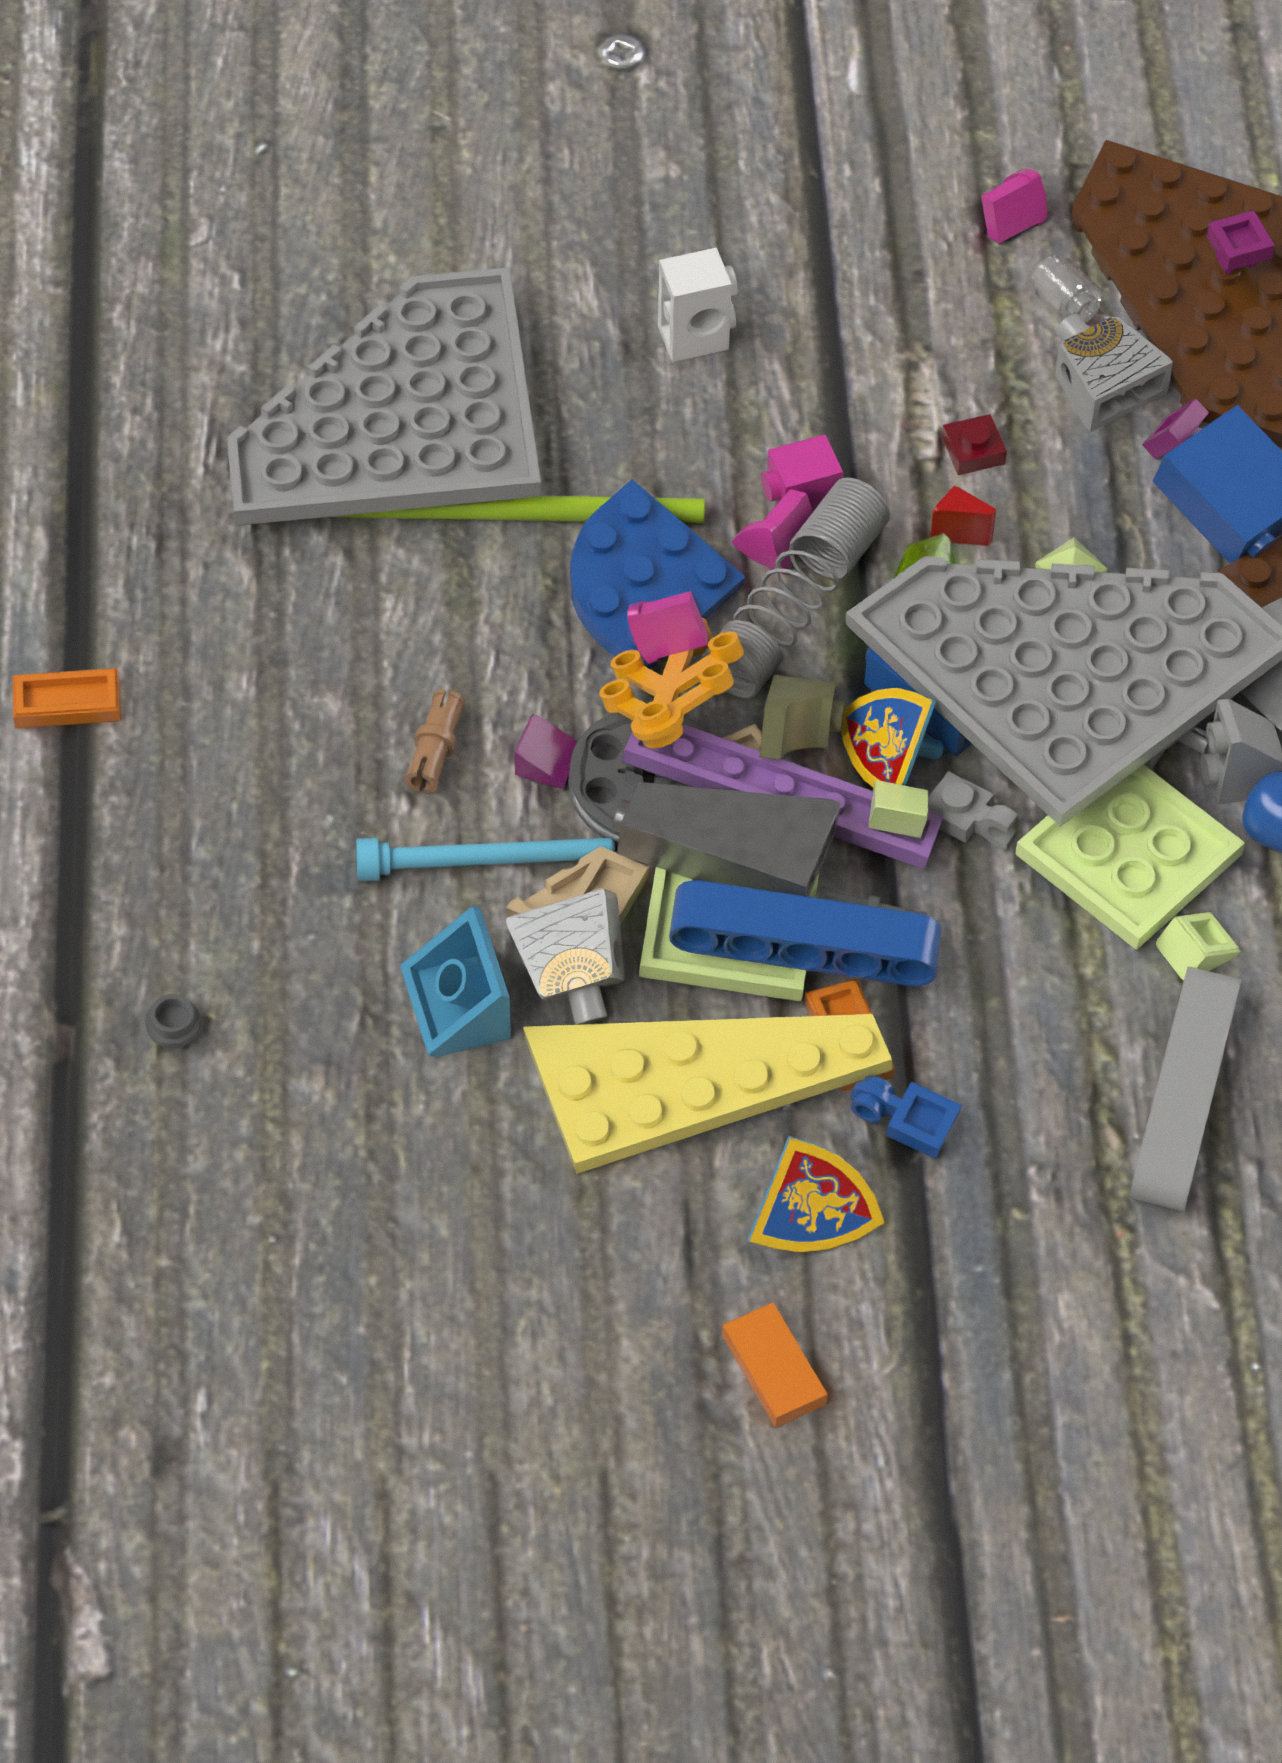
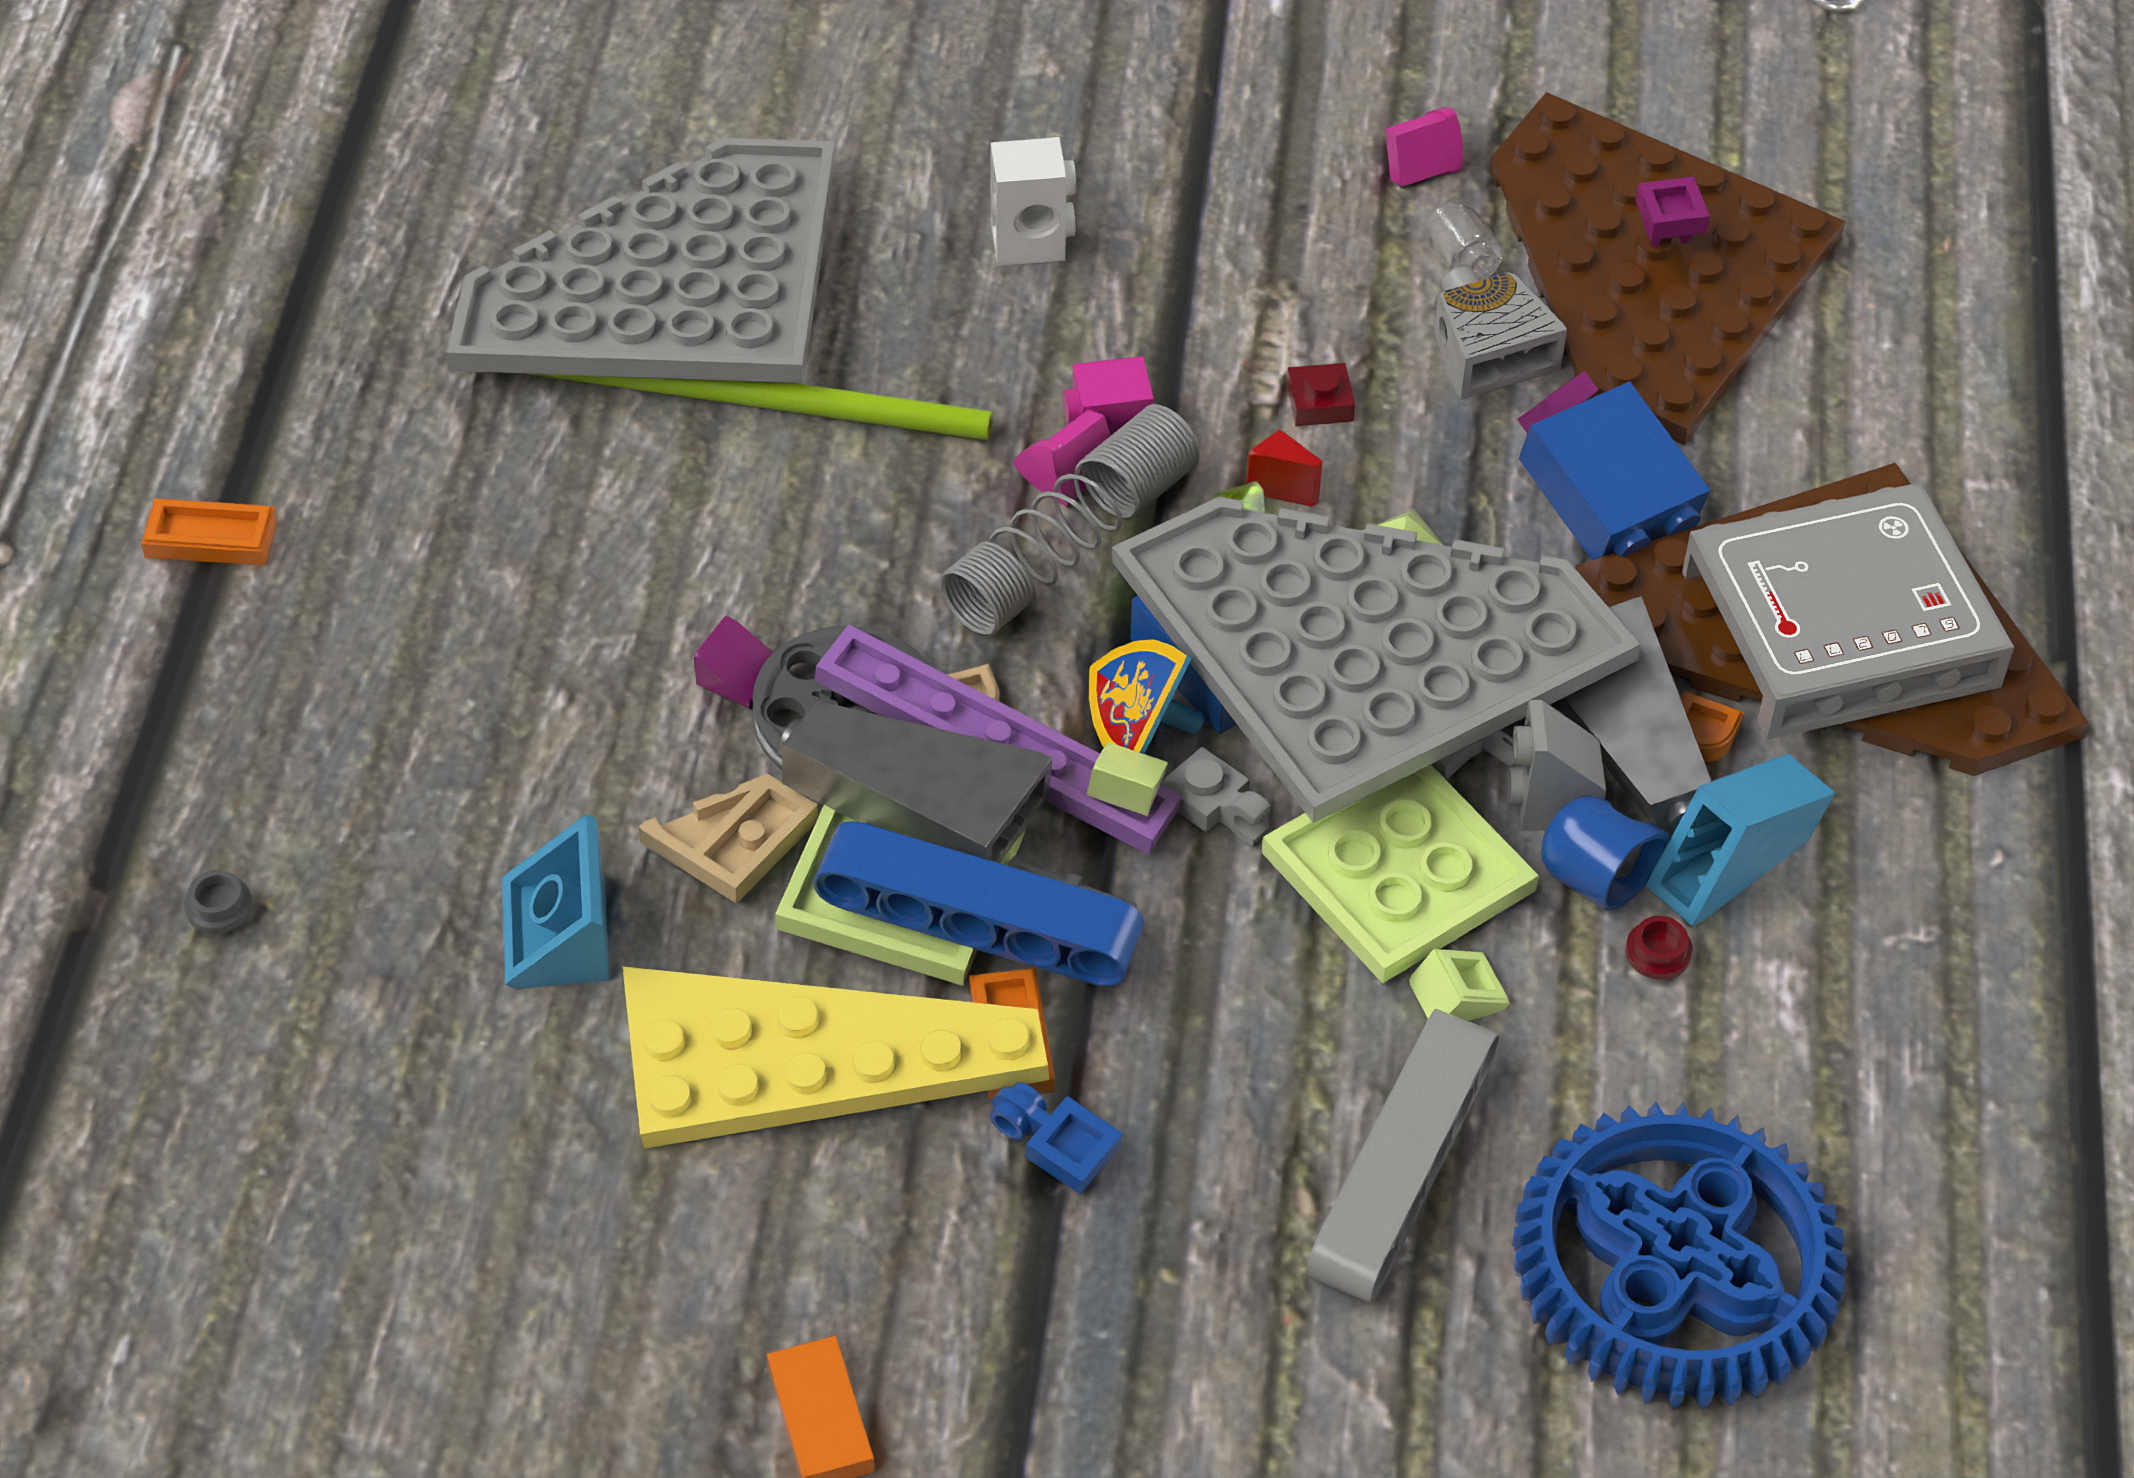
camera: 10 degrees right, 5 degrees down
(377, 858) = (507, 753): medium azure piece -> none
(435, 741) = (611, 633): medium nougat pin -> none
(573, 951) = (698, 884): torso -> none
(637, 554) = (900, 488): blue plate -> none
(662, 719) = (904, 601): light orange plant -> none
(666, 626) = (900, 536): dark pink tile -> none
(799, 715) = (1033, 658): olive arch -> none
(814, 1202) = (912, 1221): shield -> none

